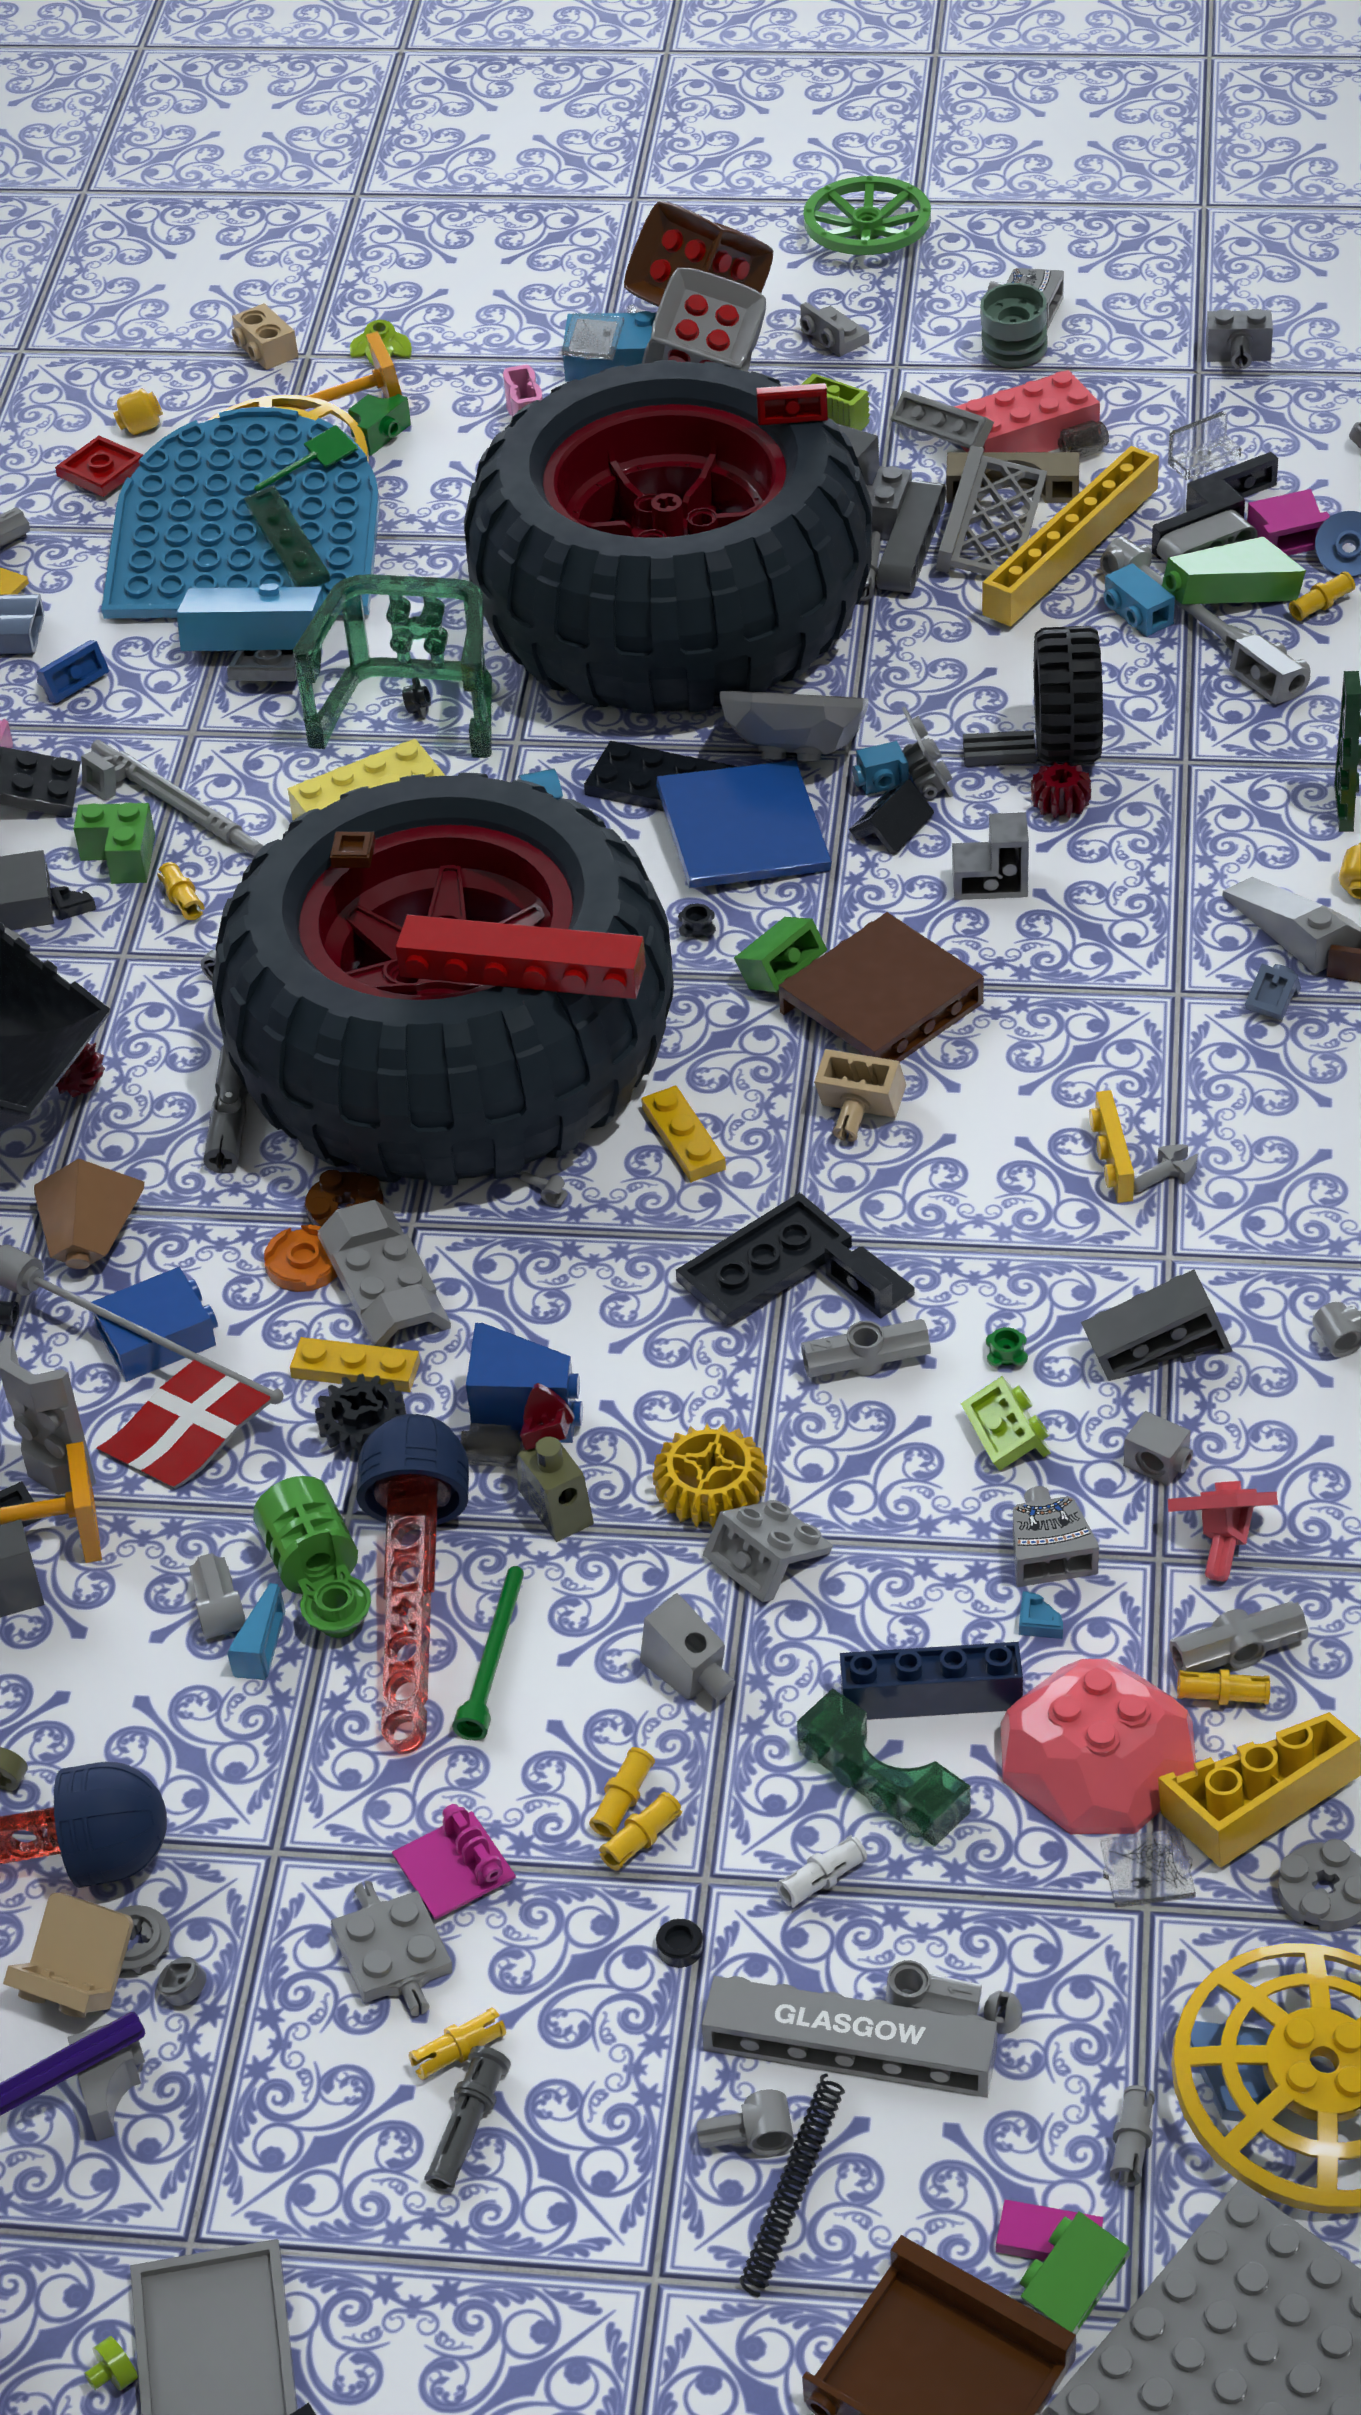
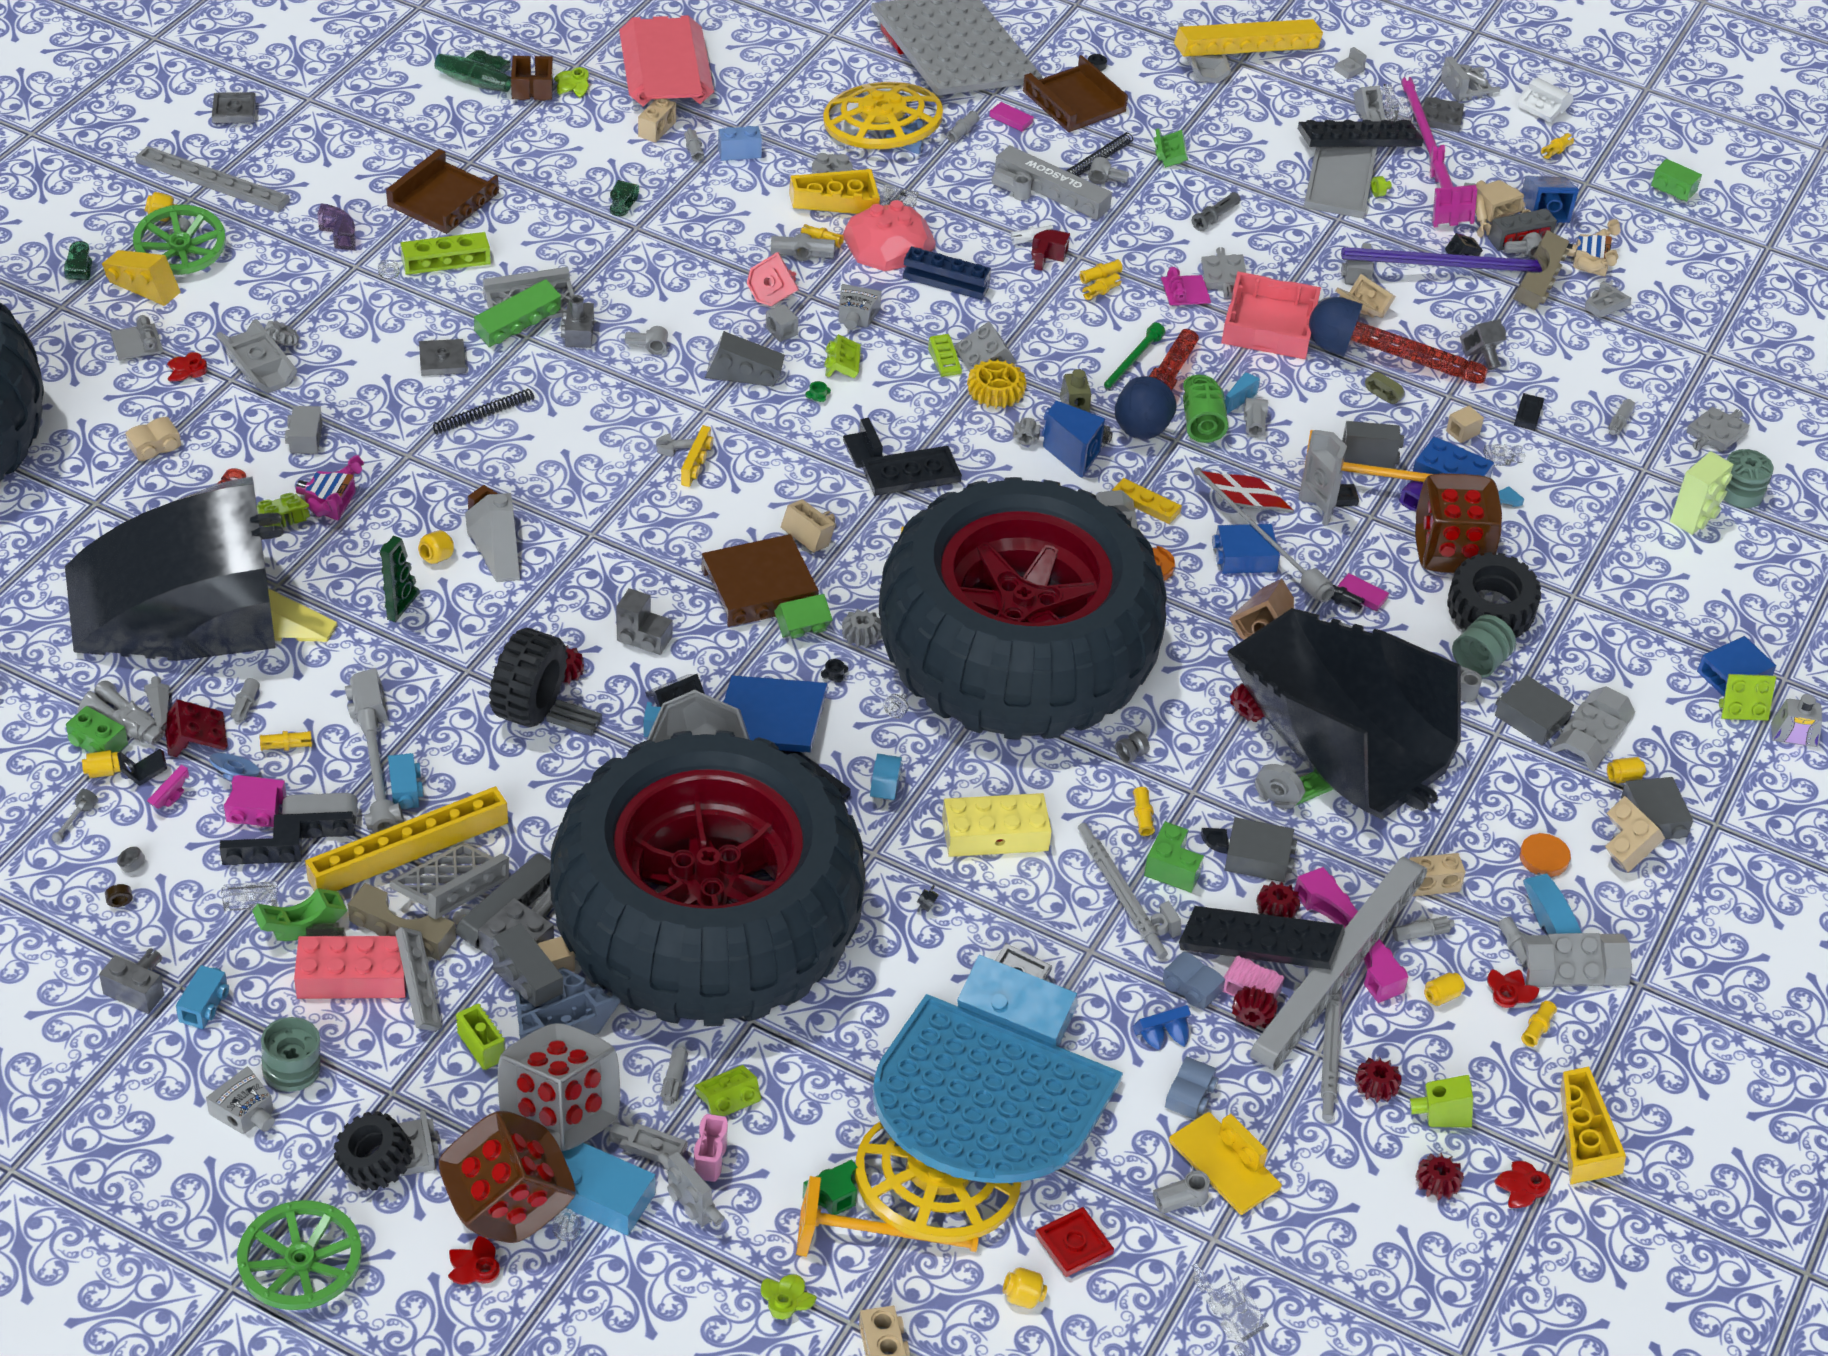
camera: 165 degrees left, 0 degrees up
(48, 724) = (1193, 980): none -> sand blue brick
(181, 1981) = (1319, 282): flat silver tile -> none
(226, 1119) = (1172, 640): dark grey piece -> none
(254, 1847) = (1270, 315): none -> coral tile
(286, 538) = (965, 1054): clear green tile -> none
(326, 448) = (903, 1107): green piece -> none
(348, 598) = (886, 871): clear green windscreen -> none
(352, 850) = (1063, 597): reddish brown tile -> none
(358, 1411) = (1154, 468): black gear -> none
(457, 2043) = (1210, 232): yellow pin -> none
(521, 346) = (690, 1190): none -> light grey plate
(521, 956) = (1001, 487): red brick -> none
(544, 1416) = (1073, 394): dark red tile -> none
(592, 336) = (625, 1170): clear piece -> none
(609, 1394) = (1026, 431): none -> light grey gear
(640, 2274) = (1170, 148): none -> bright green bracket
(679, 1943) = (1102, 237): black tile -> none
(684, 1650) = (1051, 315): light grey torso -> none
(695, 981) = (861, 628): none -> light grey gear
(769, 1848) = (1049, 245): none -> dark red brick
(792, 404) = (597, 816): red brick -> none
(844, 1531) = (944, 353): none -> lime slope
(861, 288) = (361, 1138): none -> black tyre
(865, 1348) = (888, 408): light grey piece -> none
(922, 761) = (632, 712): light grey hinge -> none
(922, 1798) = (976, 240): clear green arch -> none
(1013, 2011) = (985, 176): light grey hinge -> none
(1039, 1618) = (882, 286): dark azure tile -> none
(1074, 2272) = (1013, 90): bright green brick -> none
(1133, 429) = (291, 921): none -> bright green arch
(1157, 353) = (202, 997): none -> dark azure brick
(1234, 574) = (334, 763): bright green slope -> none
(1273, 991) = (543, 502): sand blue bracket -> none
(1340, 400) = (118, 895): none -> dark brown tile

